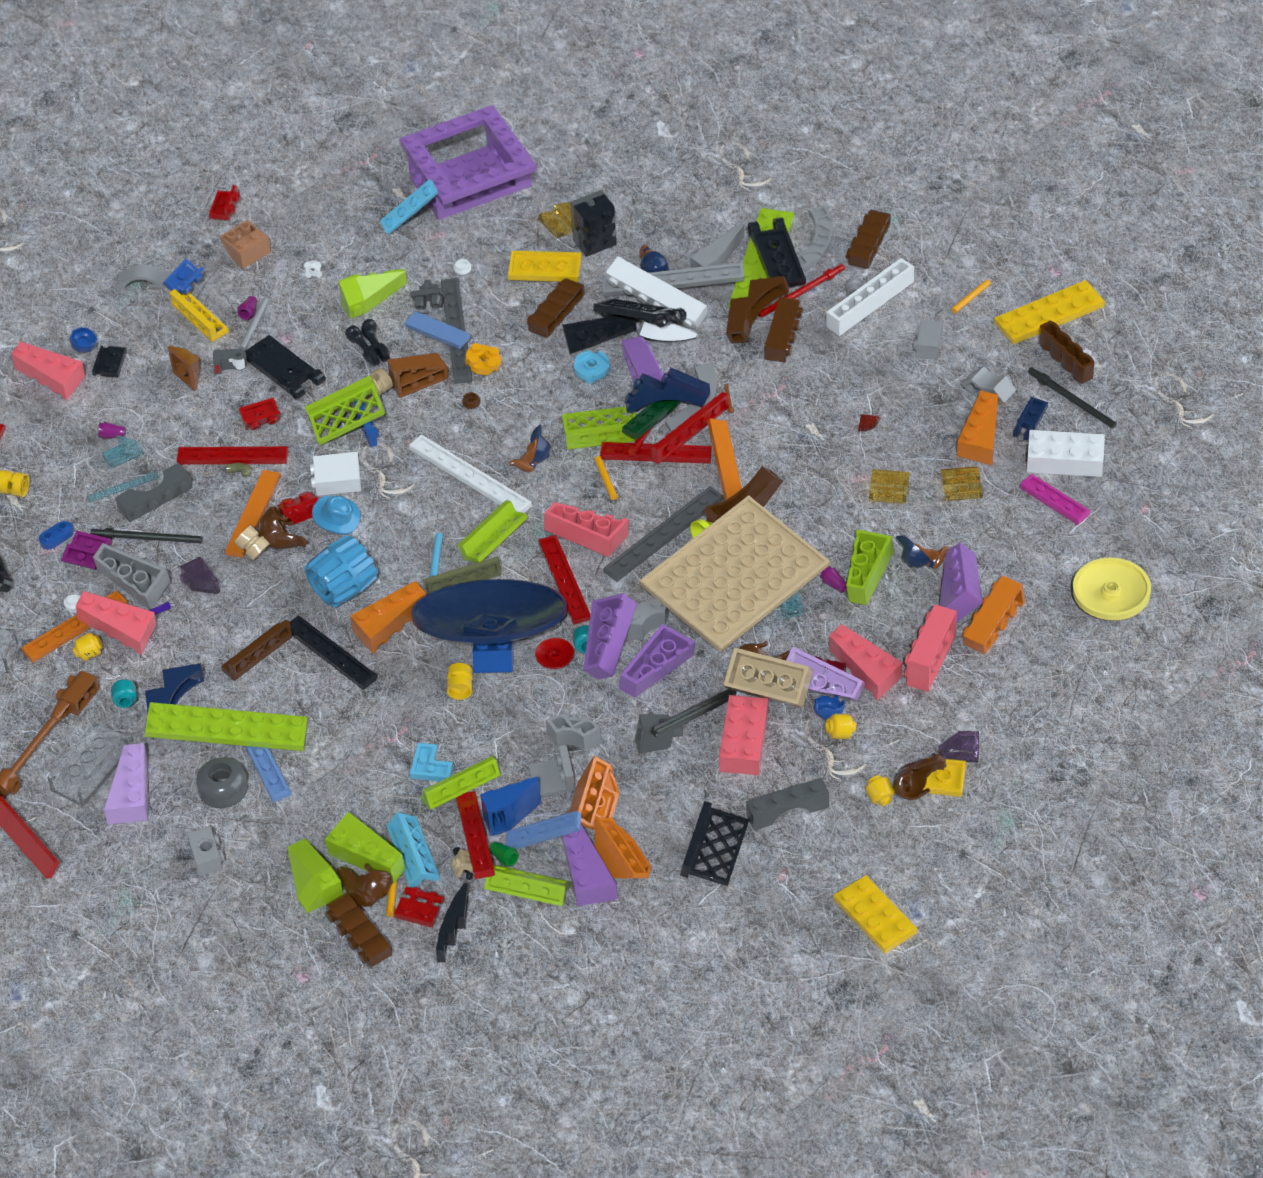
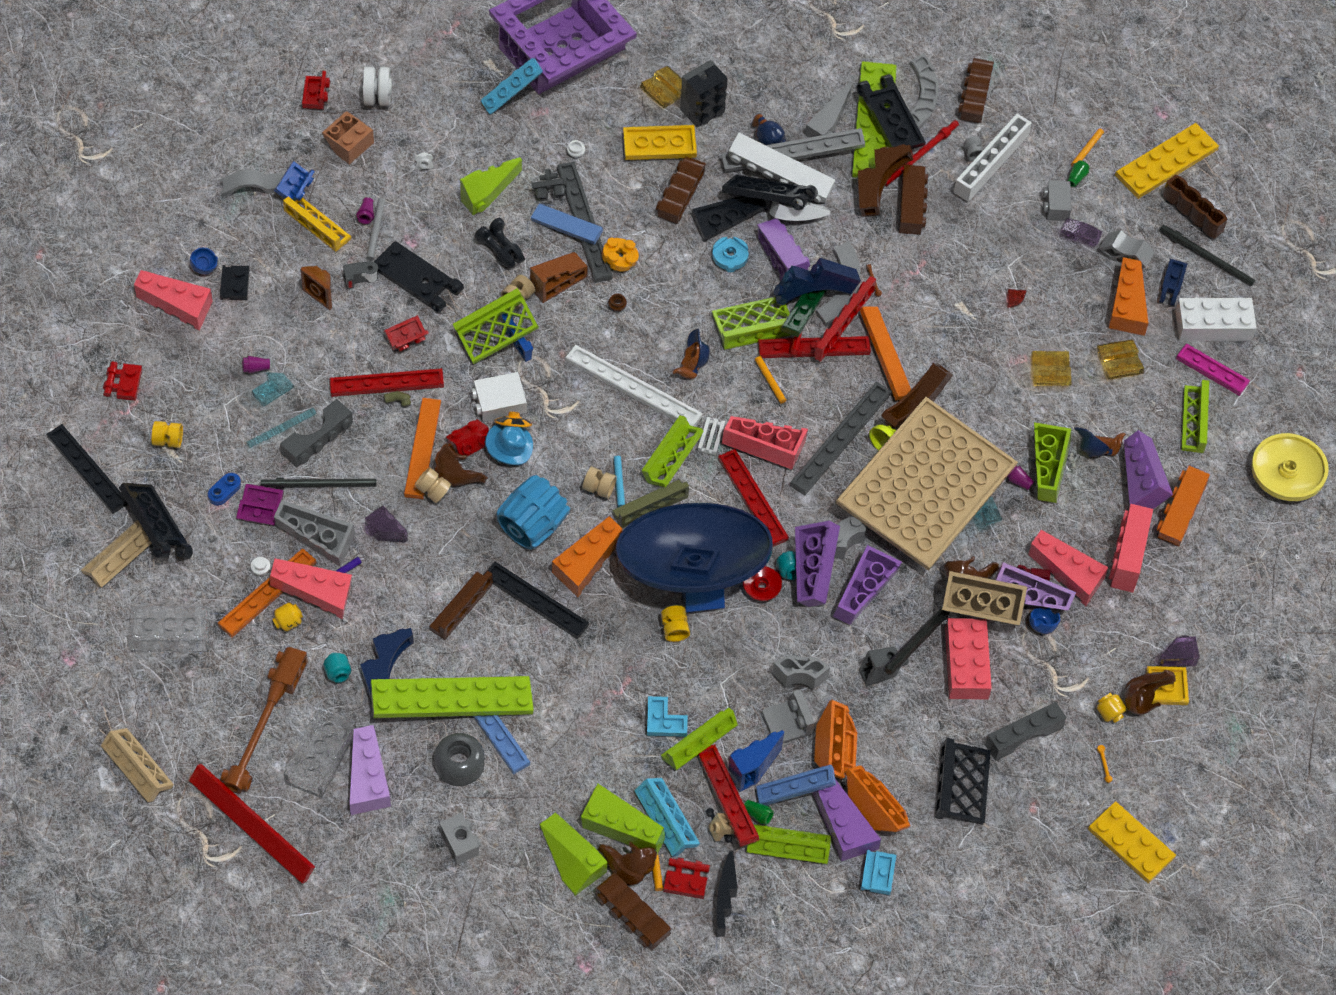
camera: 15 degrees left, 10 degrees up
(281, 201) = (377, 86): none -> white wheel
(343, 491) = (513, 419): none -> light orange dish
(417, 554) = (599, 482): none -> tan wheel
(535, 511) = (714, 423): none -> white tile
(610, 917) = (878, 872): none -> medium azure plate
(840, 726) = (1059, 640): yellow head -> none
(863, 829) = (1101, 749): none -> light orange hinge
(947, 366) = (1077, 229): none -> clear purple slope
(955, 317) = (1078, 173): none -> green cone
(1029, 542) = (1202, 417): none -> lime fence

